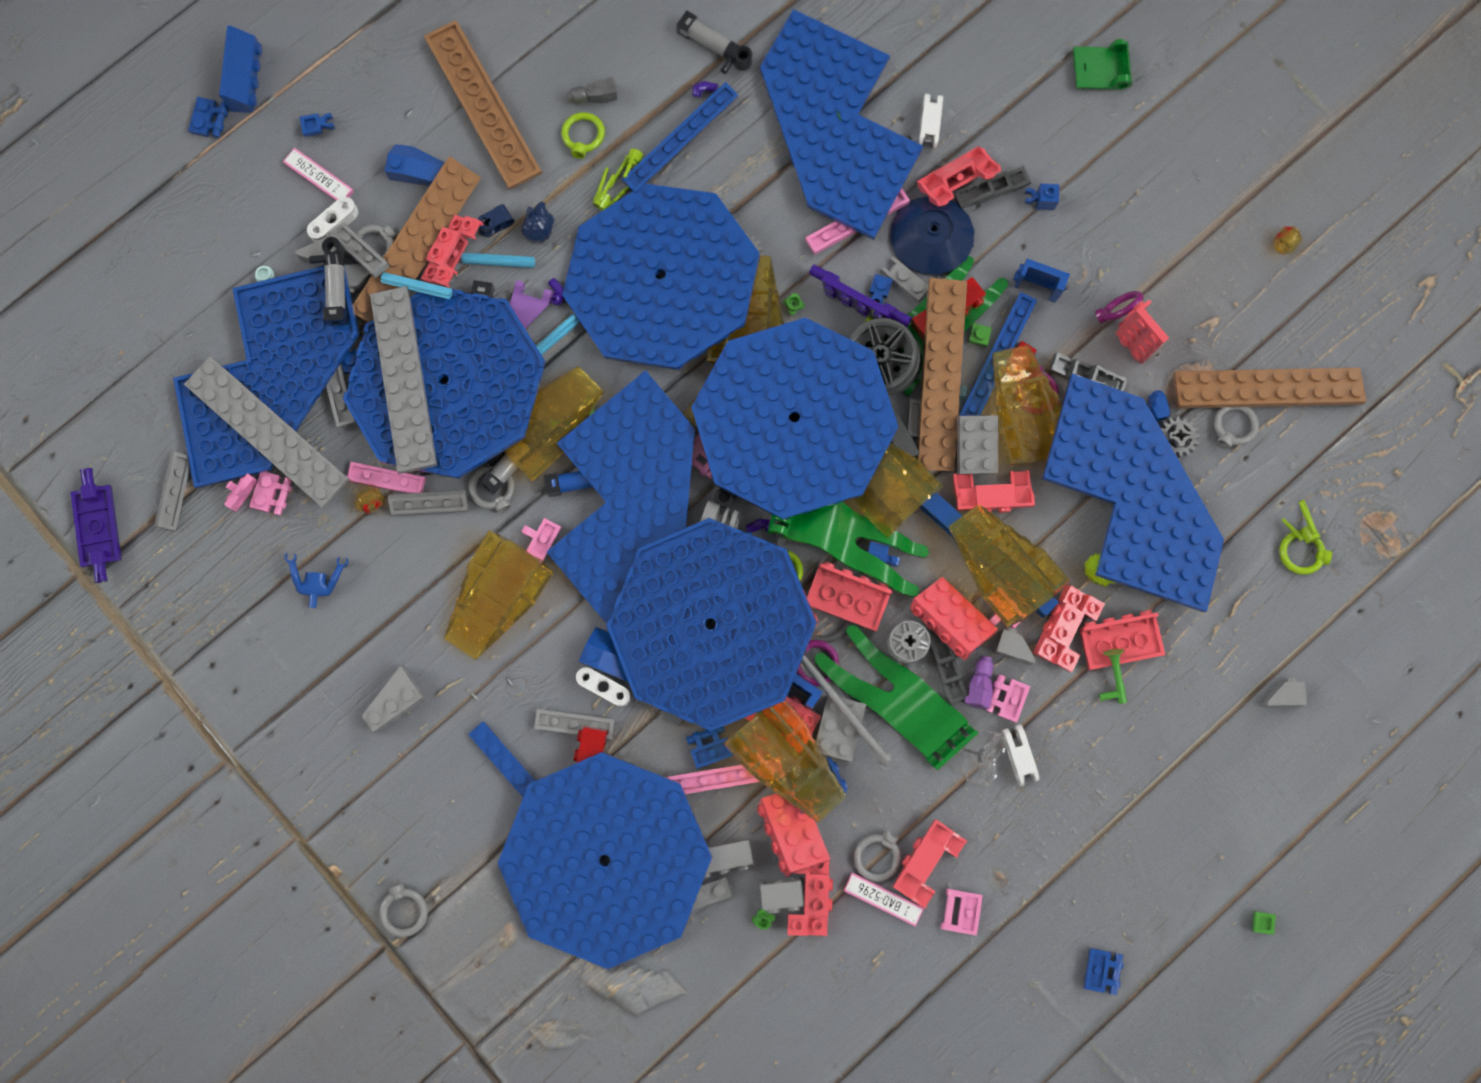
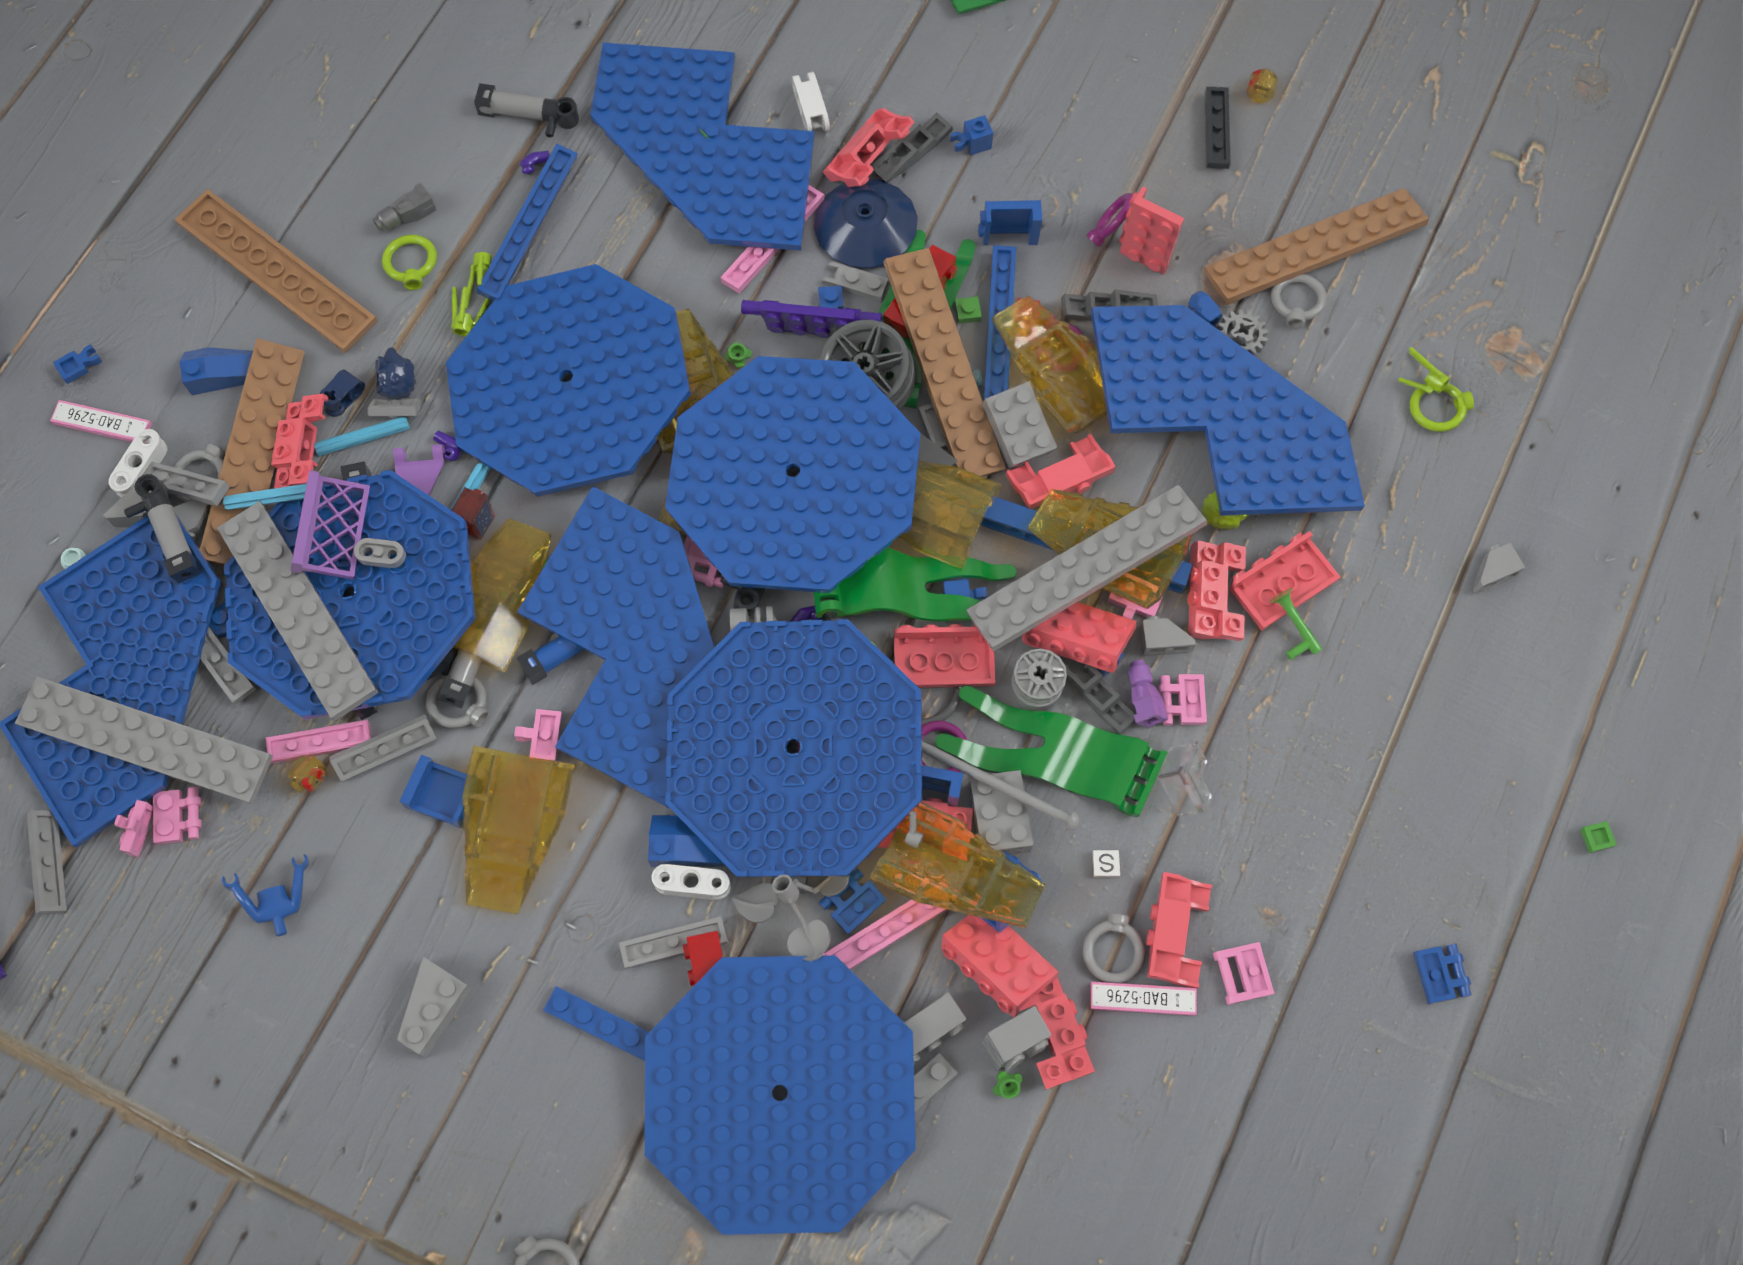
camera: 20 degrees left, 10 degrees down
(433, 319) = (307, 525): none -> medium lavender fence
(453, 549) = (436, 792): none -> blue panel
(476, 363) = (381, 552): none -> light grey plate
(528, 248) = (394, 408): none -> light grey plate
(555, 353) = (475, 510): none -> clear red brick
(644, 721) = (760, 901): none -> light grey plant
(769, 723) = (913, 837): none -> light grey hand
(899, 793) = (1105, 863): none -> white tile
(978, 577) = (1086, 567): none -> light grey plate
(1020, 754) = (1228, 758): white piece -> none
(1236, 261) = (1217, 127): none -> black plate

